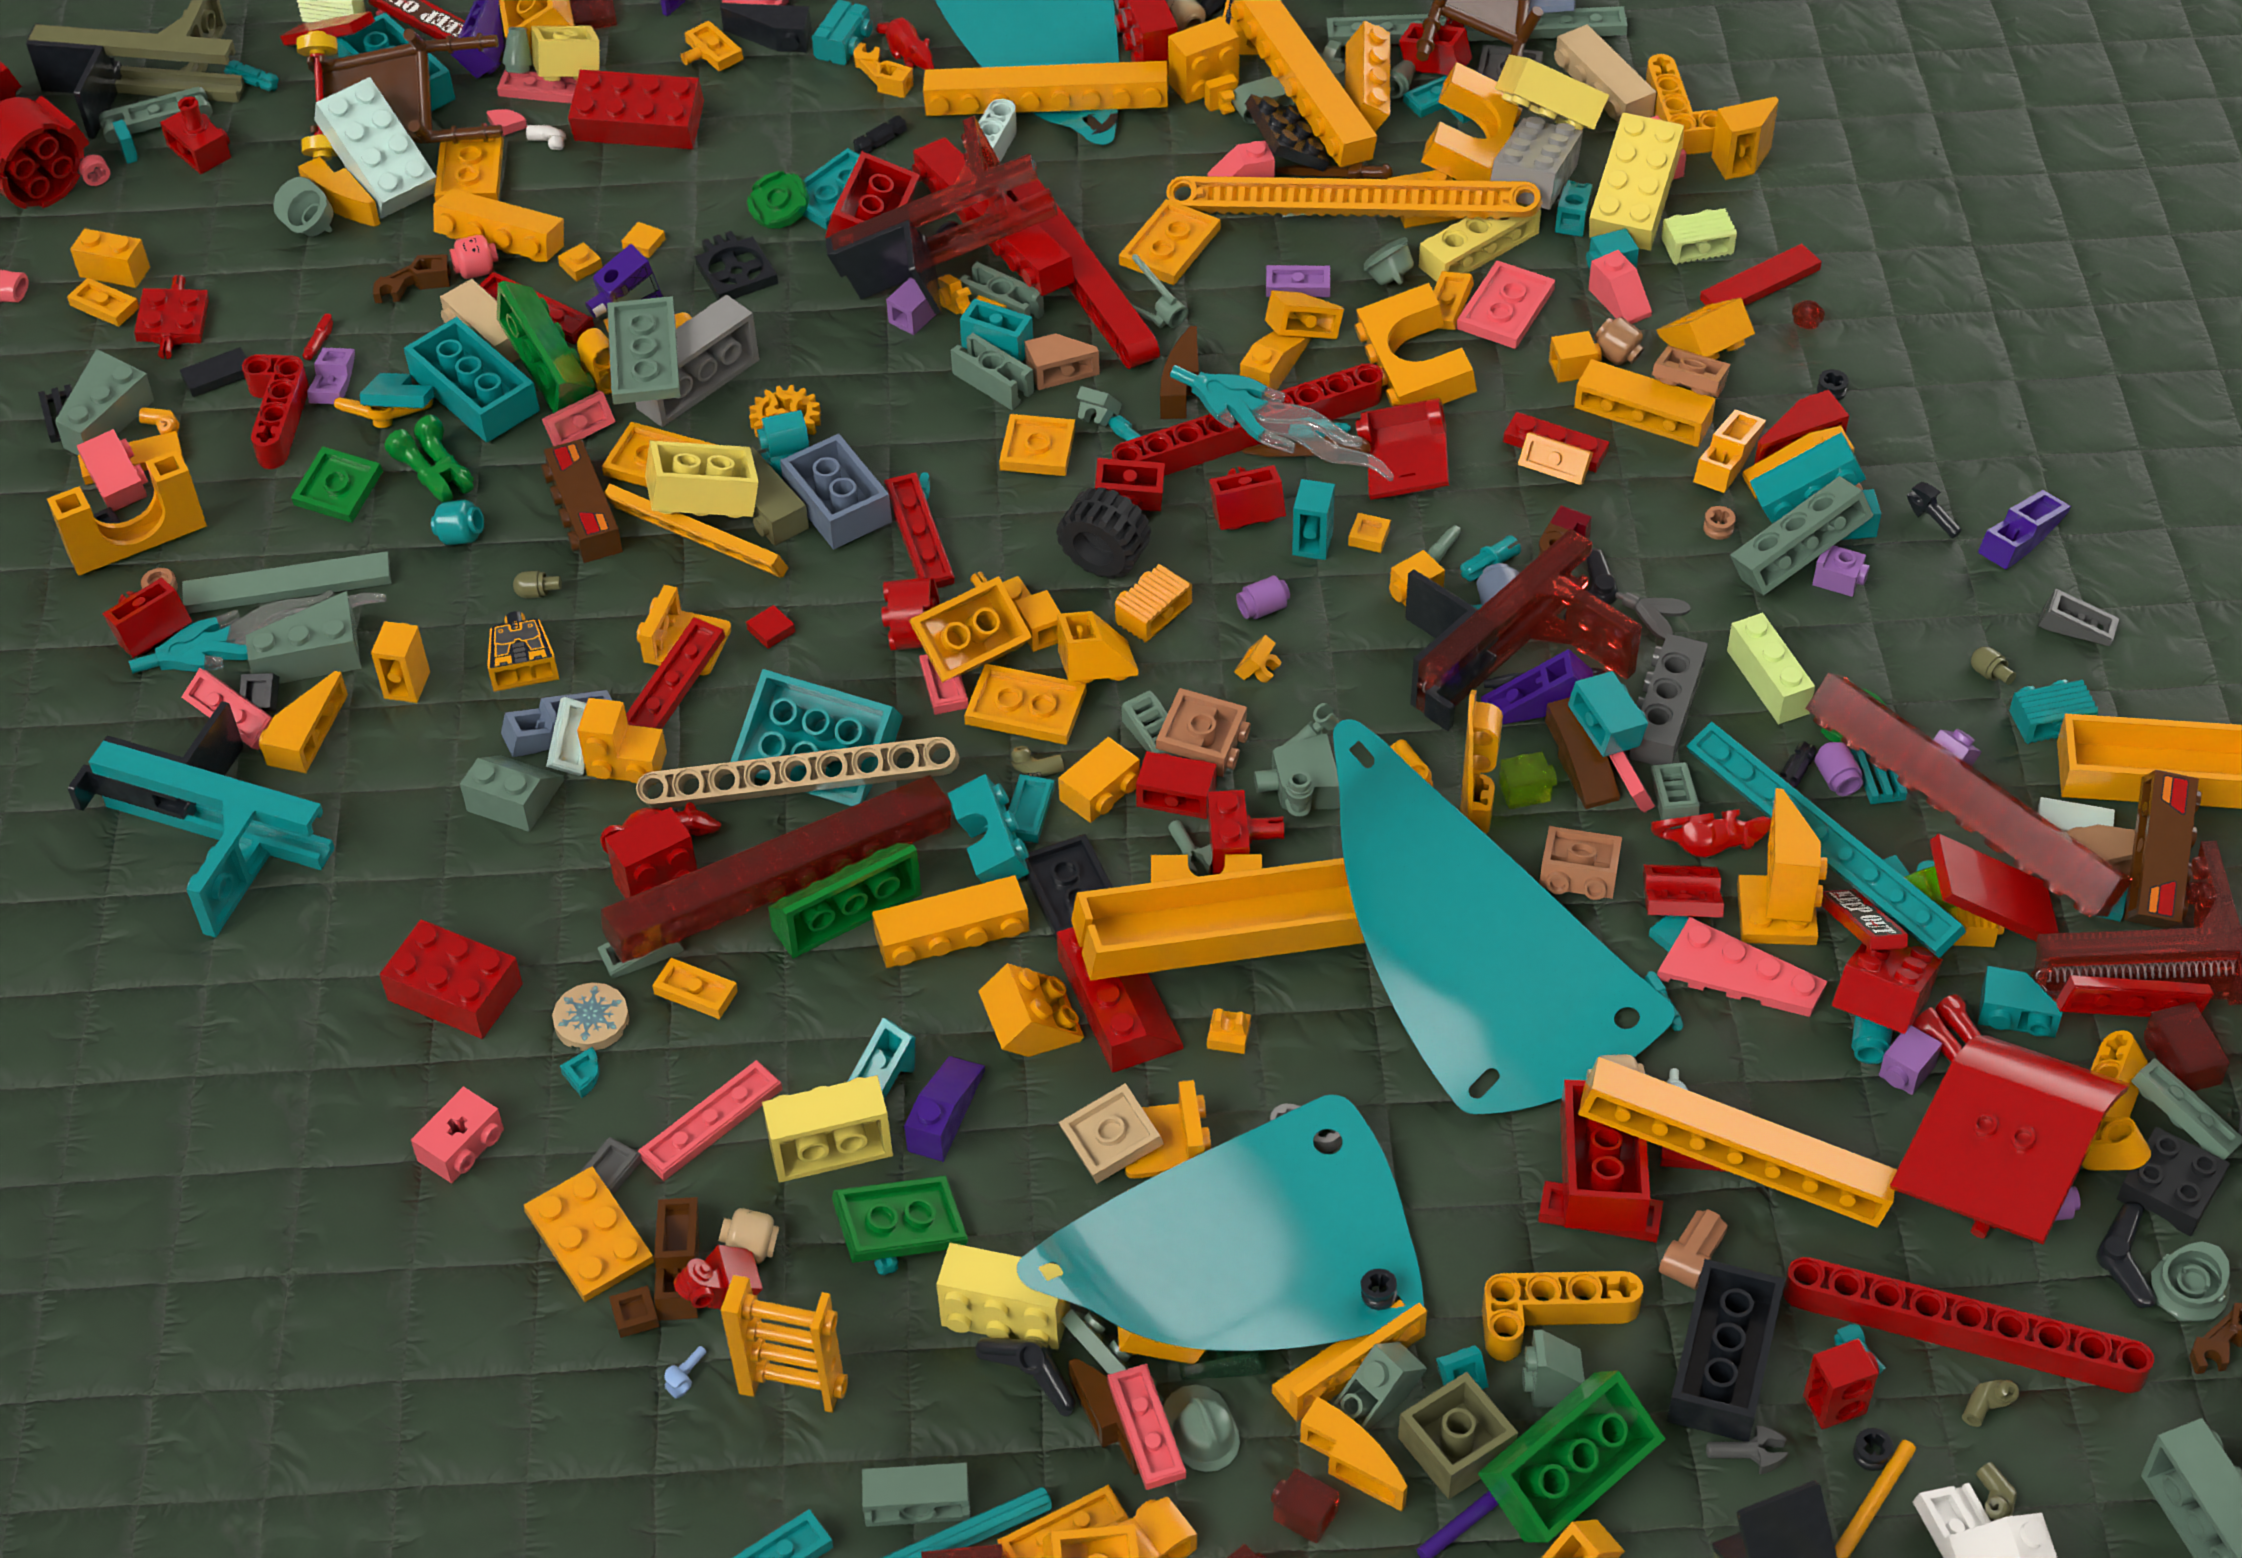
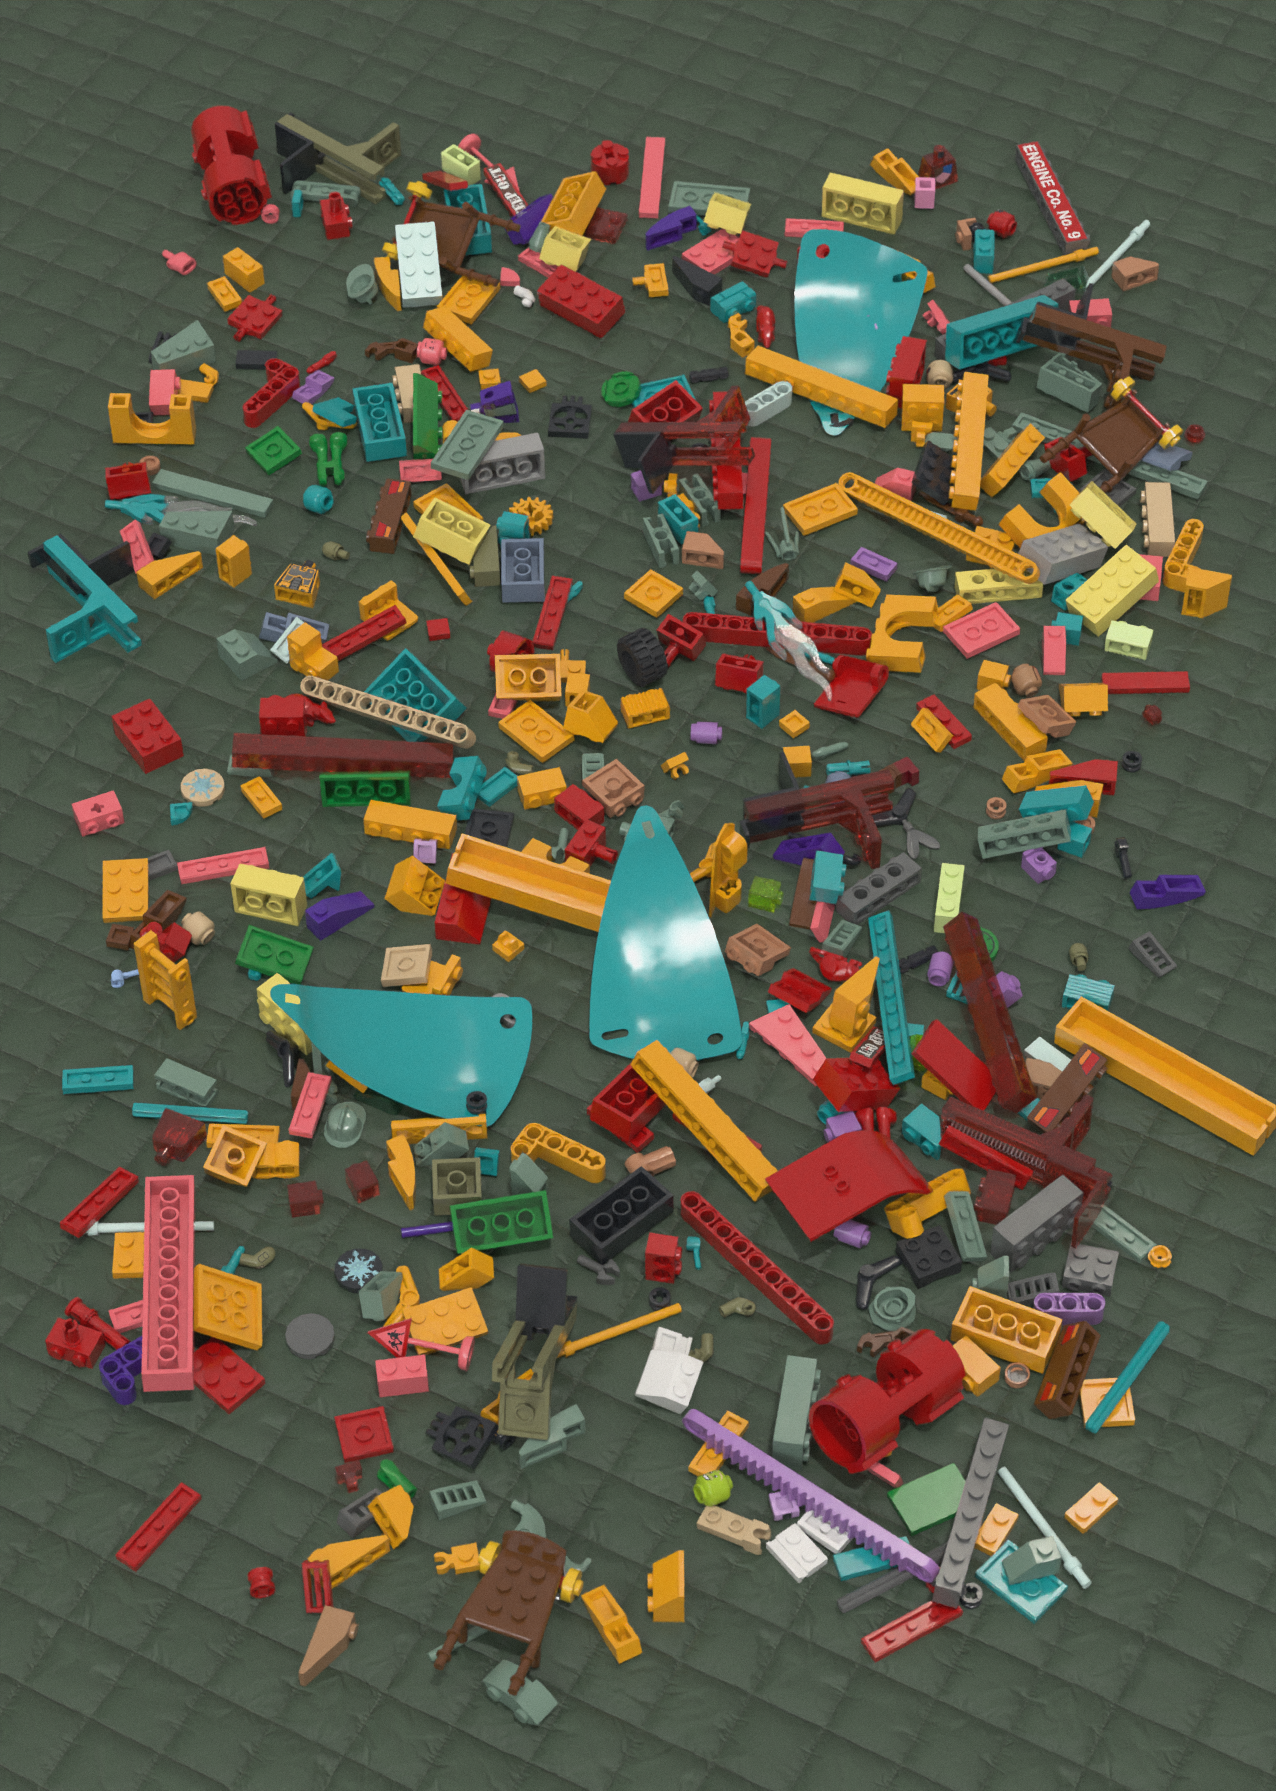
camera: 30 degrees right, 0 degrees up
(1002, 948) = (425, 850): none -> lavender plate

